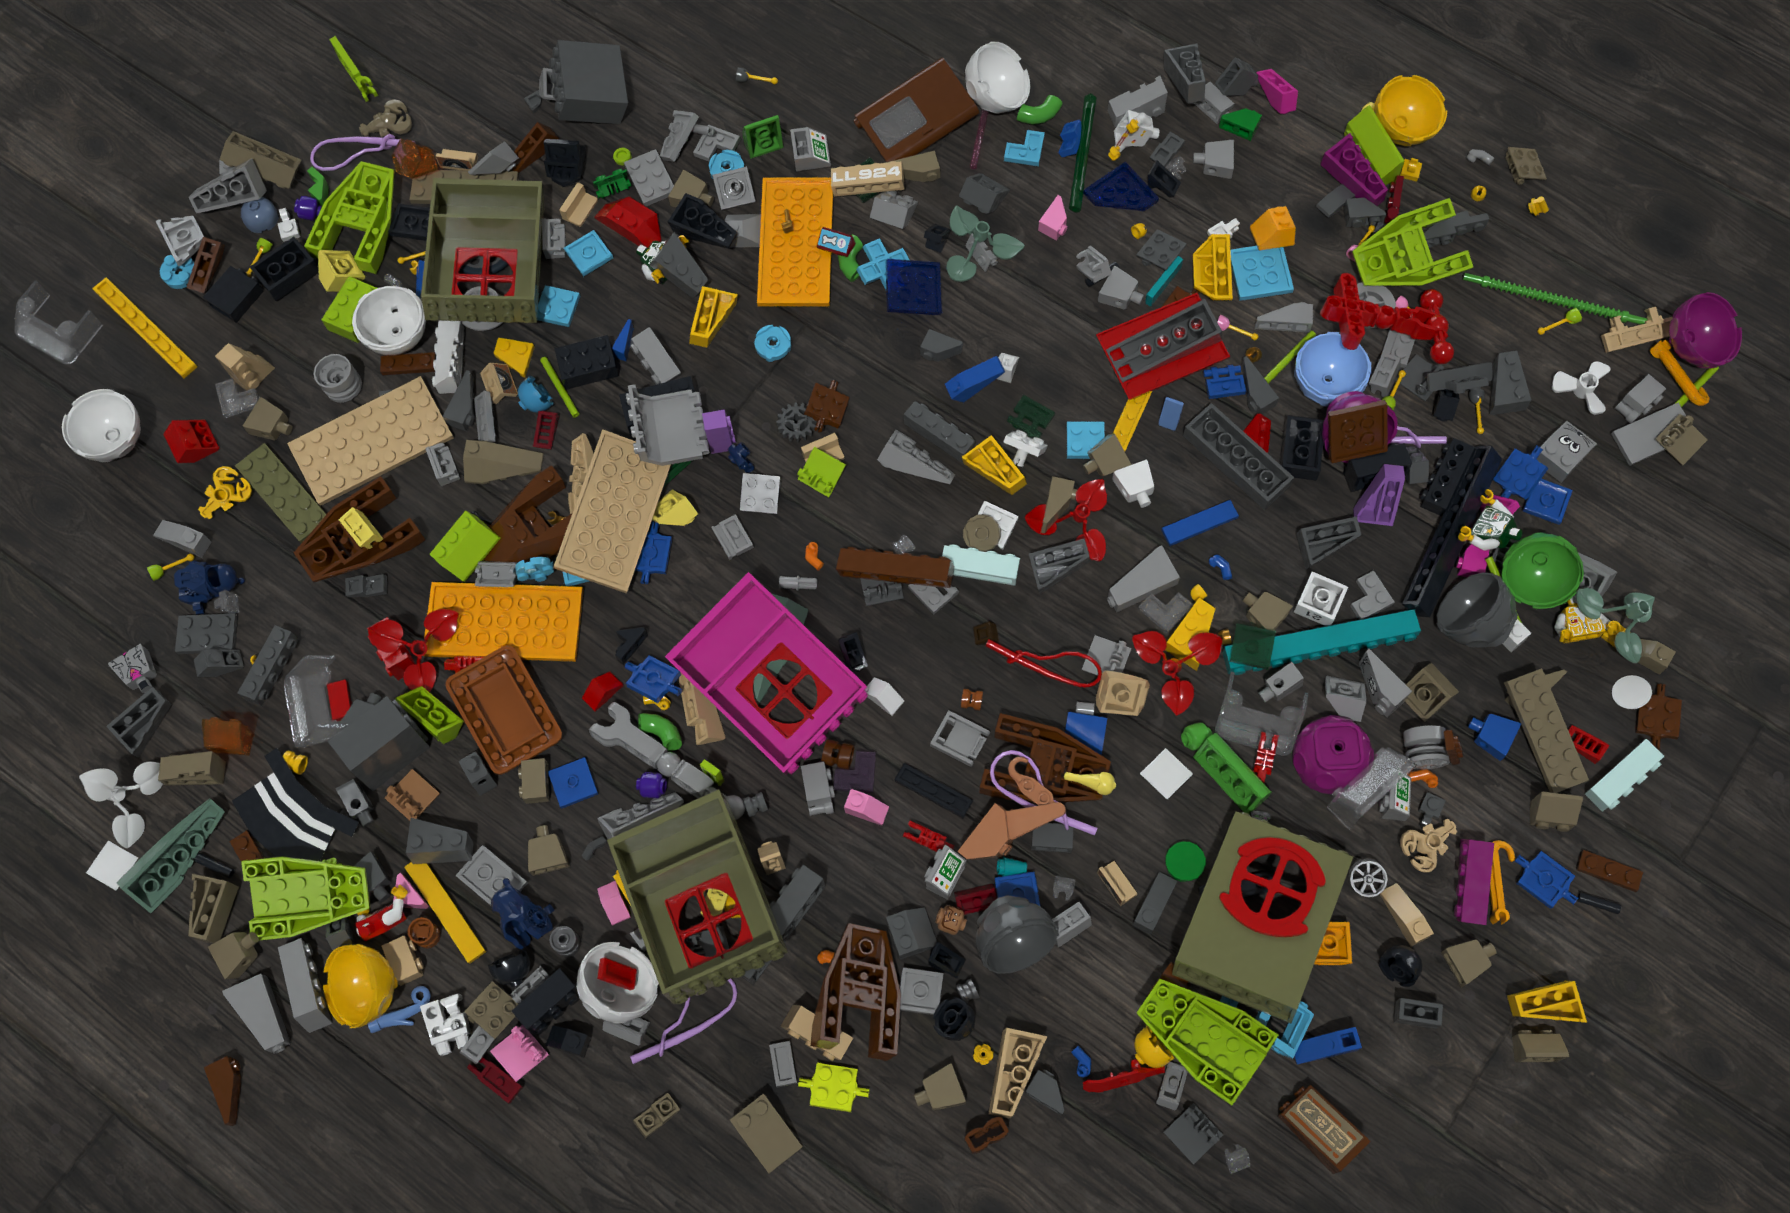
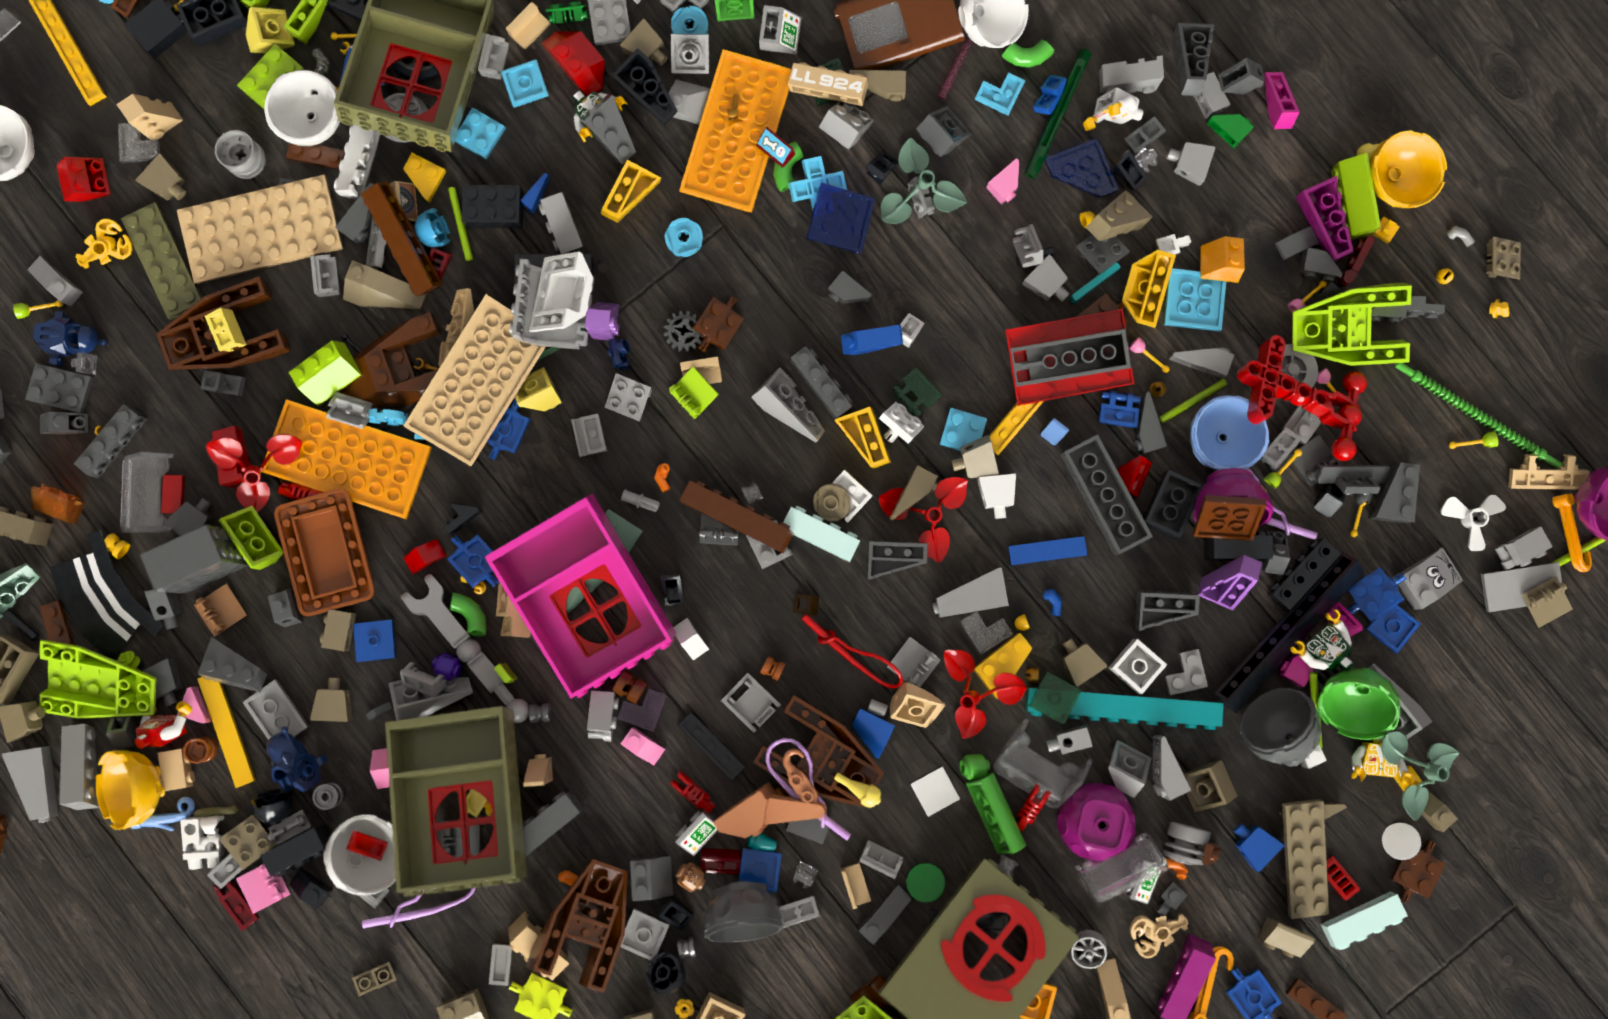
camera: 10 degrees right, 15 degrees up
(470, 986) = (216, 811): none -> olive piece
(508, 408) = (401, 238): none -> reddish brown brick
(631, 803) = (421, 681): none -> light grey hinge
(673, 405) = (561, 292): none -> white slope
(1134, 851) = (881, 859): none -> light grey hinge
(1167, 217) = (1119, 217): none -> dark tan wedge

